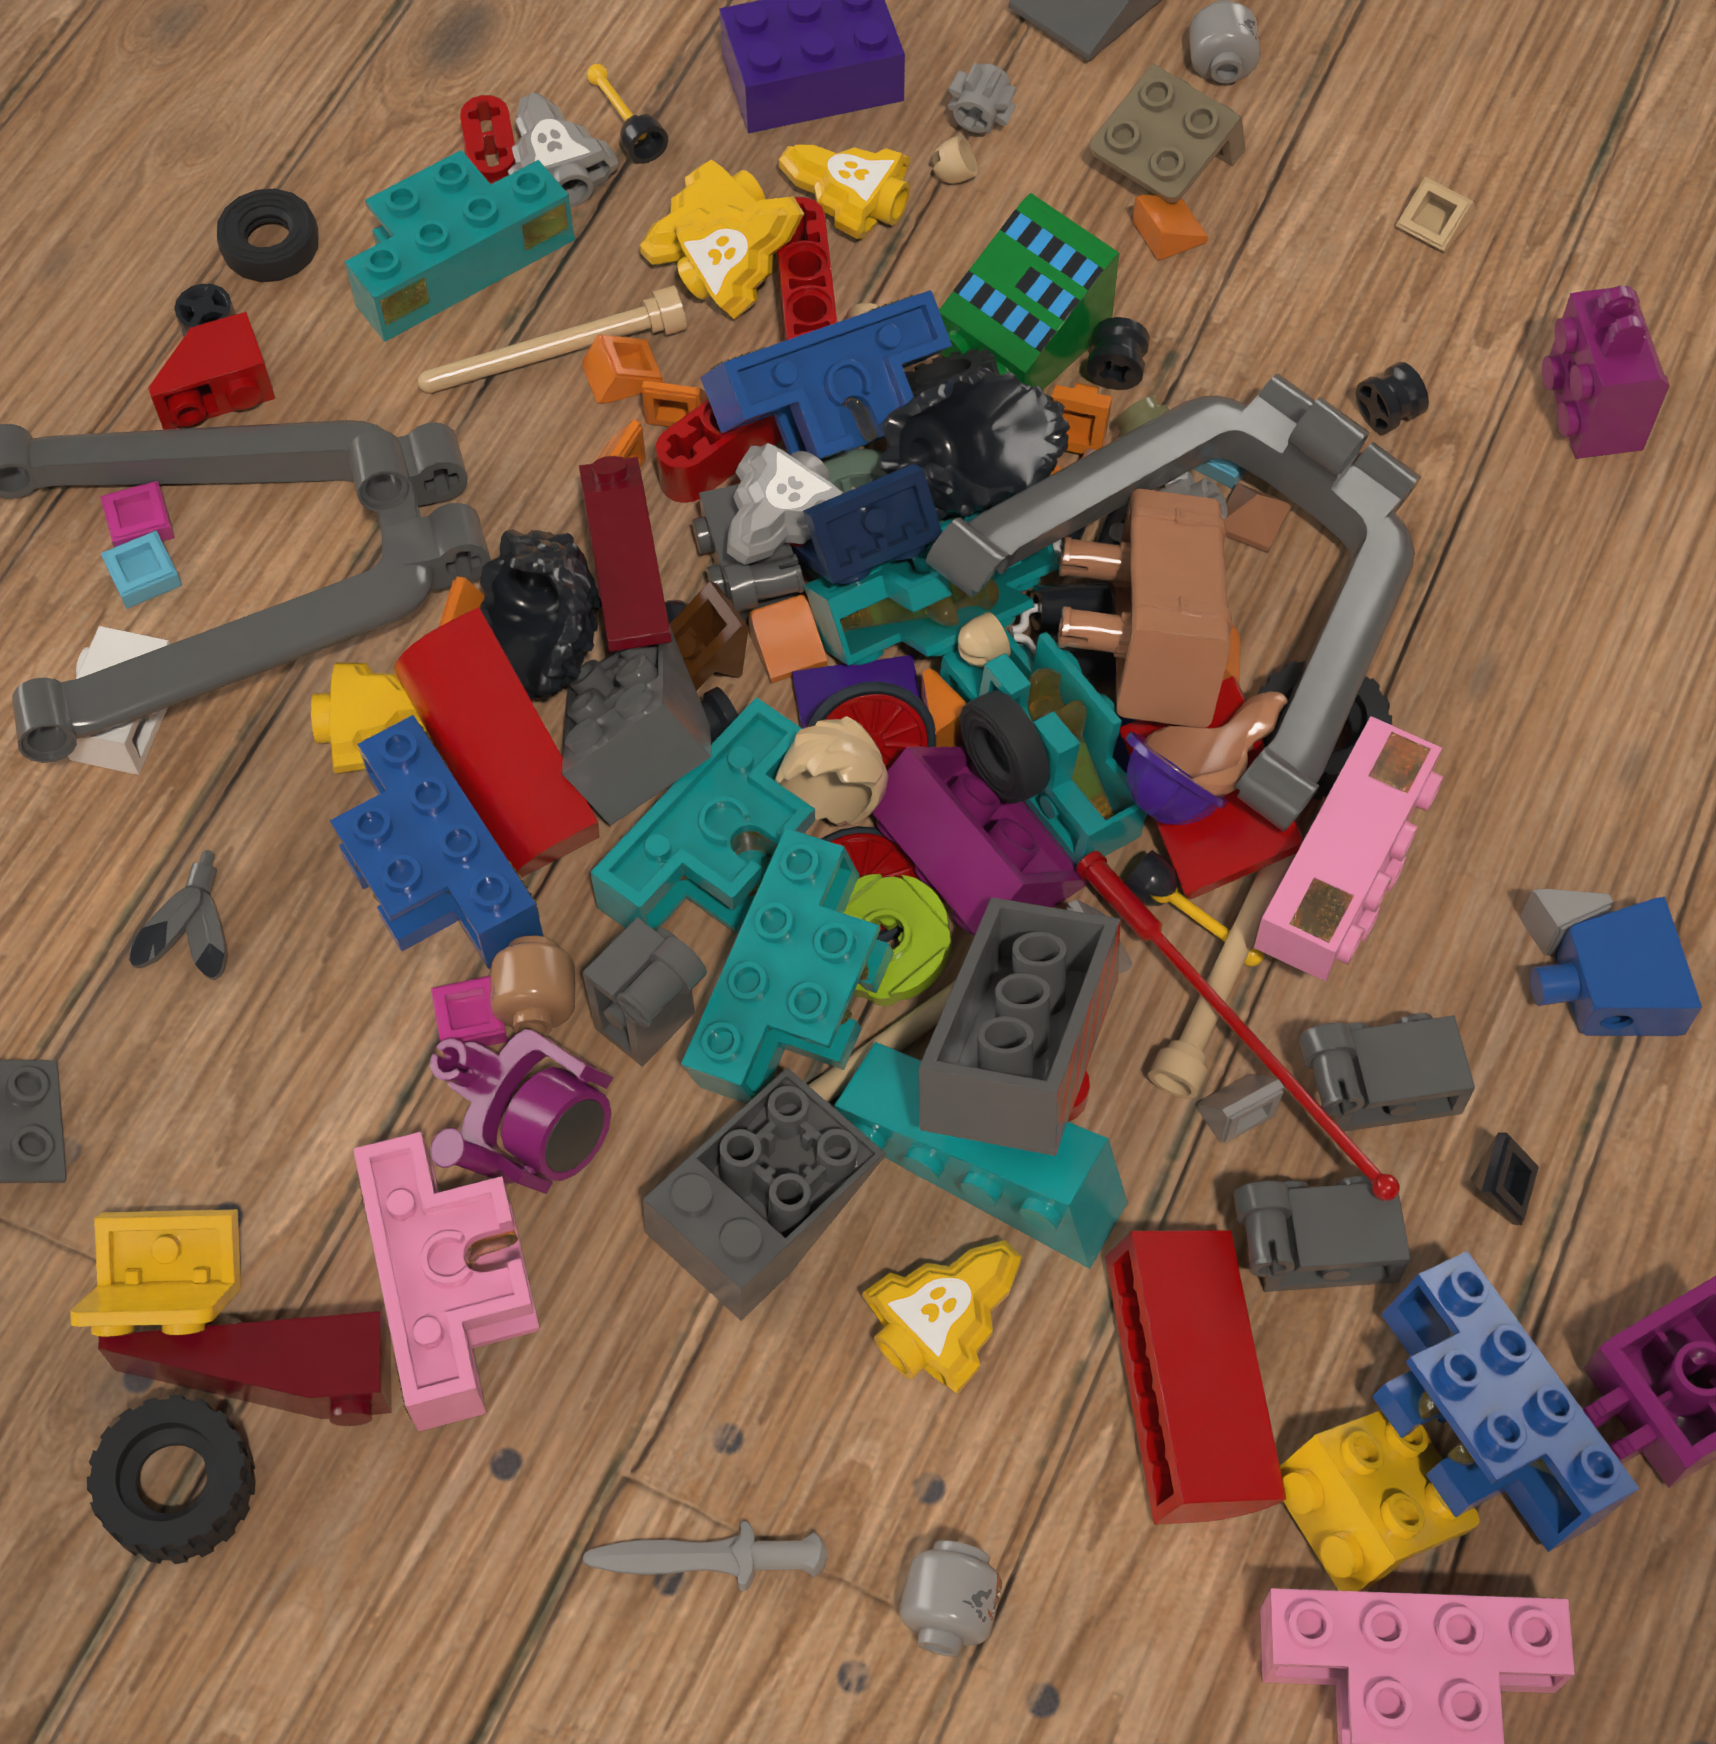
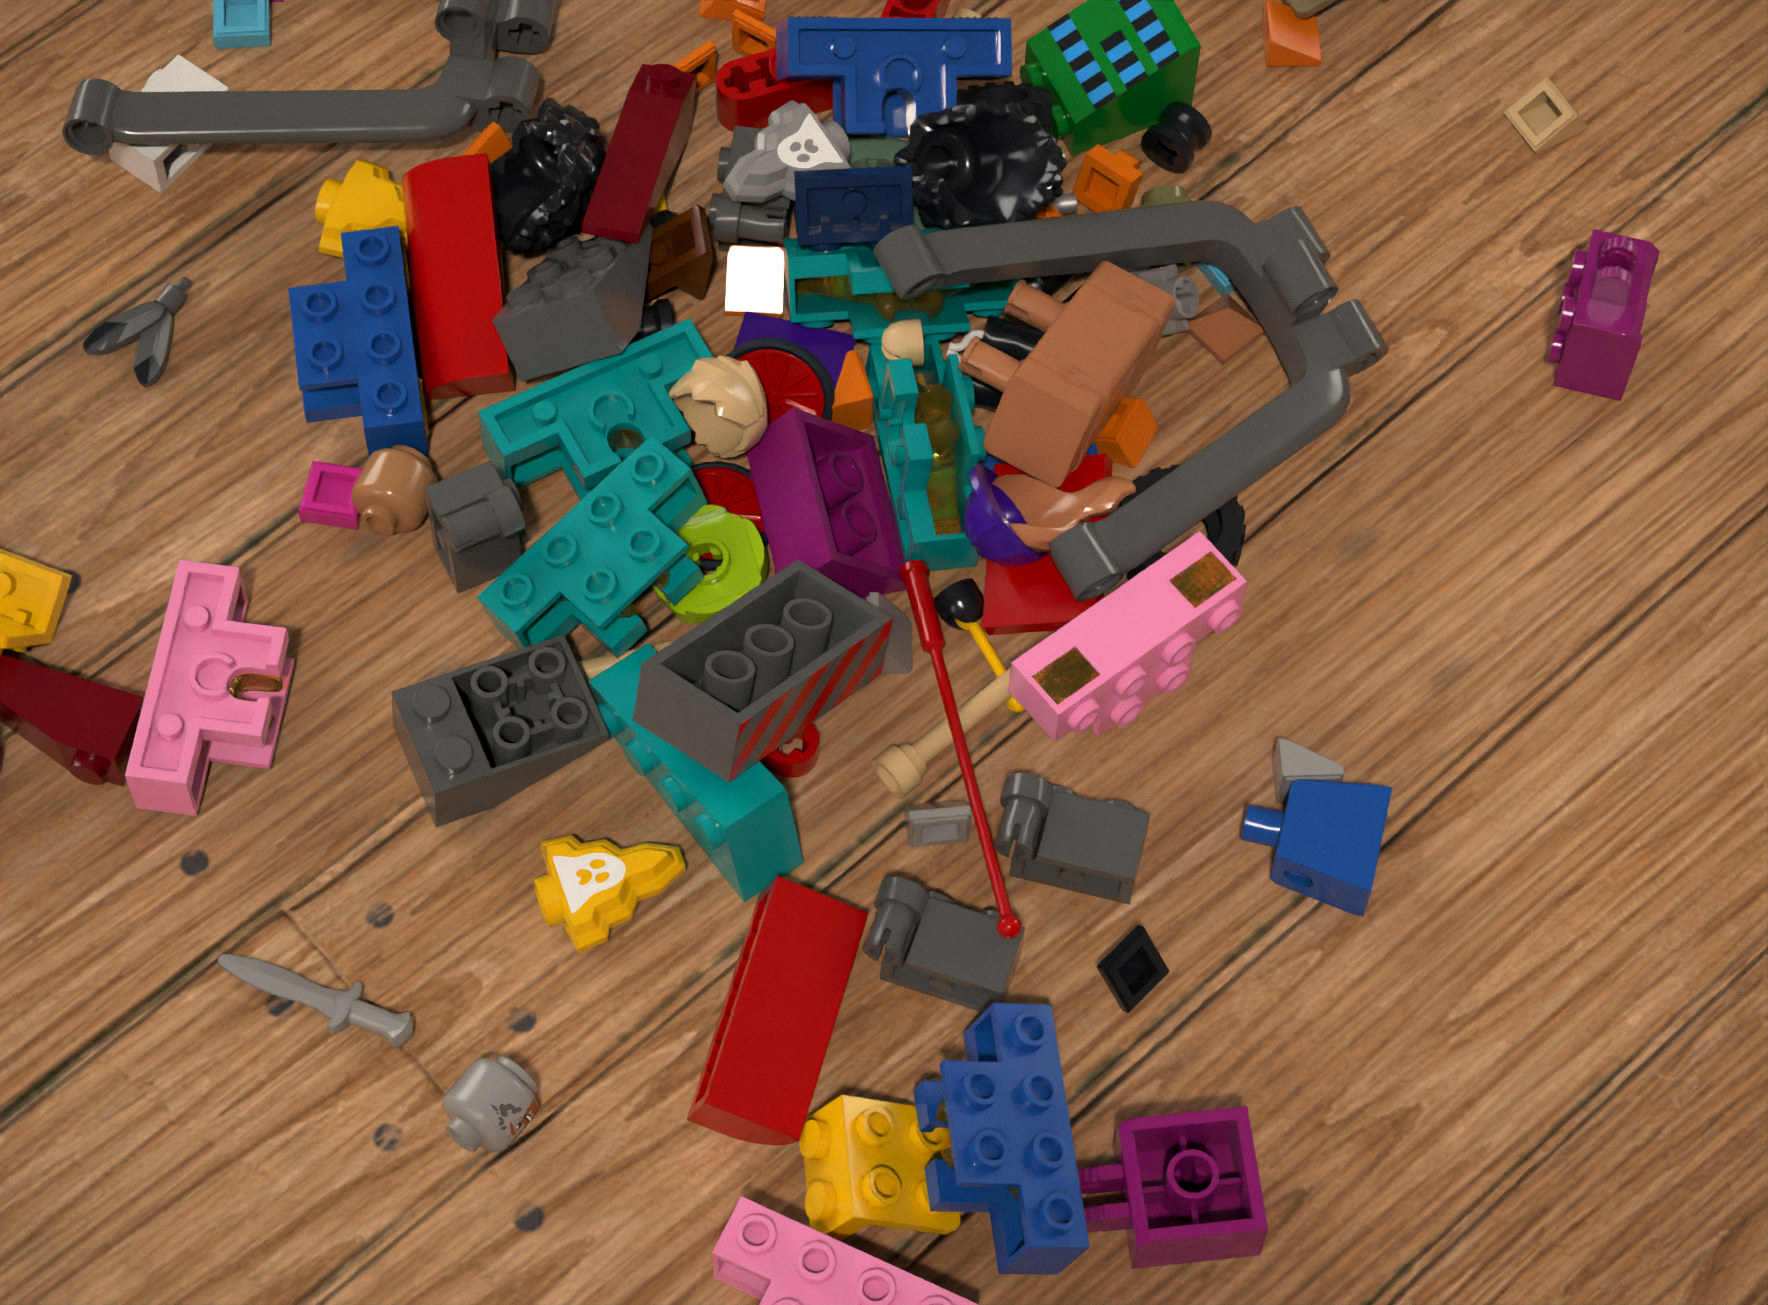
camera: 20 degrees right, 0 degrees up
(550, 1124) = (334, 595): magenta piece -> none
(1004, 747) = (878, 440): black tyre -> none
(1392, 397) = (1404, 267): black wheel -> none

